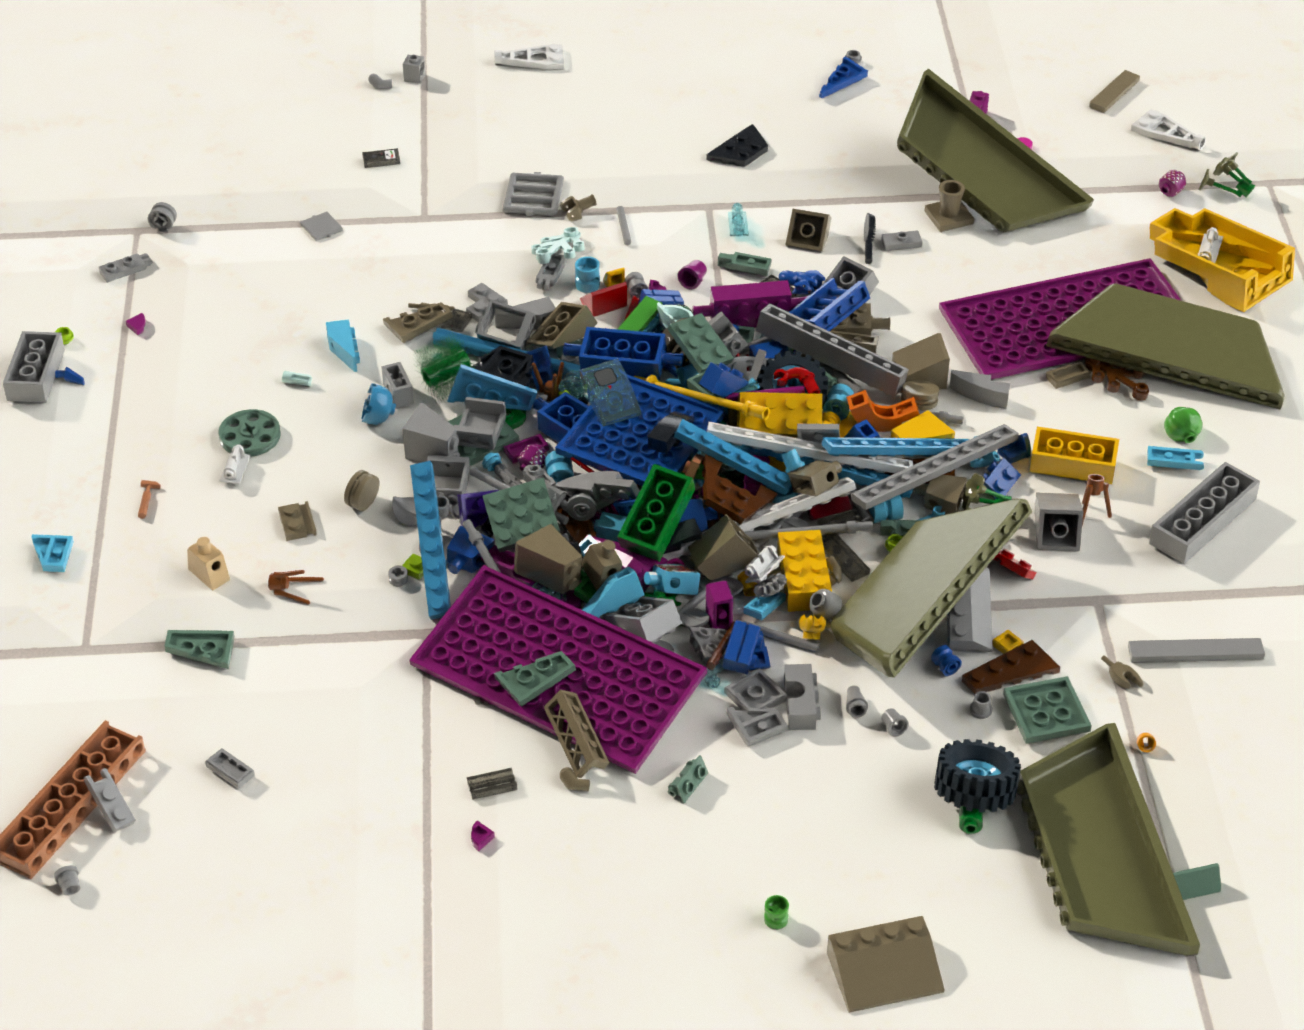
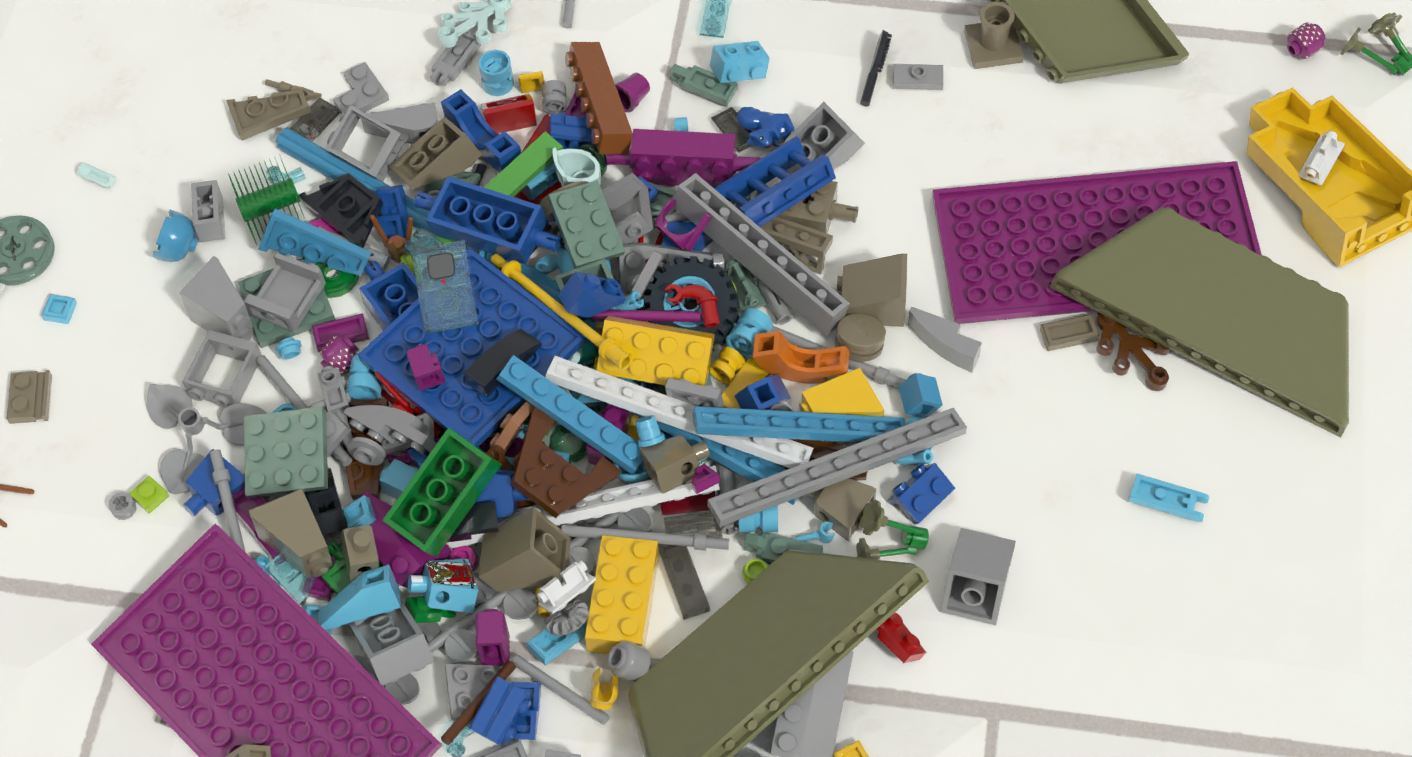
camera: 15 degrees right, 15 degrees up
(299, 464) = (59, 309): none -> medium azure tile
(341, 342) = (166, 124): medium azure slope -> none
(361, 490) = (112, 370): dark tan head -> none
(430, 539) = (164, 469): dark azure plate -> none
(473, 507) = (232, 422): dark purple wing -> none
(506, 475) = (303, 376): light grey axle -> none
(533, 679) = (225, 711): sand green wing -> none
(608, 318) = (495, 148): none -> blue arch
(613, 443) = (425, 367): none -> magenta brick
(674, 276) = (599, 98): none -> dark orange brick
(769, 244) = (739, 61): none -> medium azure brick
(771, 349) = (683, 241): none -> magenta helmet
(808, 229) = (800, 43): dark tan slope -> none
(836, 572) = (664, 604): dark tan arm -> none
(845, 480) = (704, 478): none -> magenta tile
(976, 421) = (920, 395): none -> dark azure brick
(1016, 450) = (962, 447): blue tile -> none
(1073, 454) = (1031, 474): yellow brick -> none
(1095, 486) = (1037, 539): dark orange plant -> none
(1183, 424) = (1196, 445): bright green plant -> none
(1204, 512) = (1177, 600): light grey brick -> none

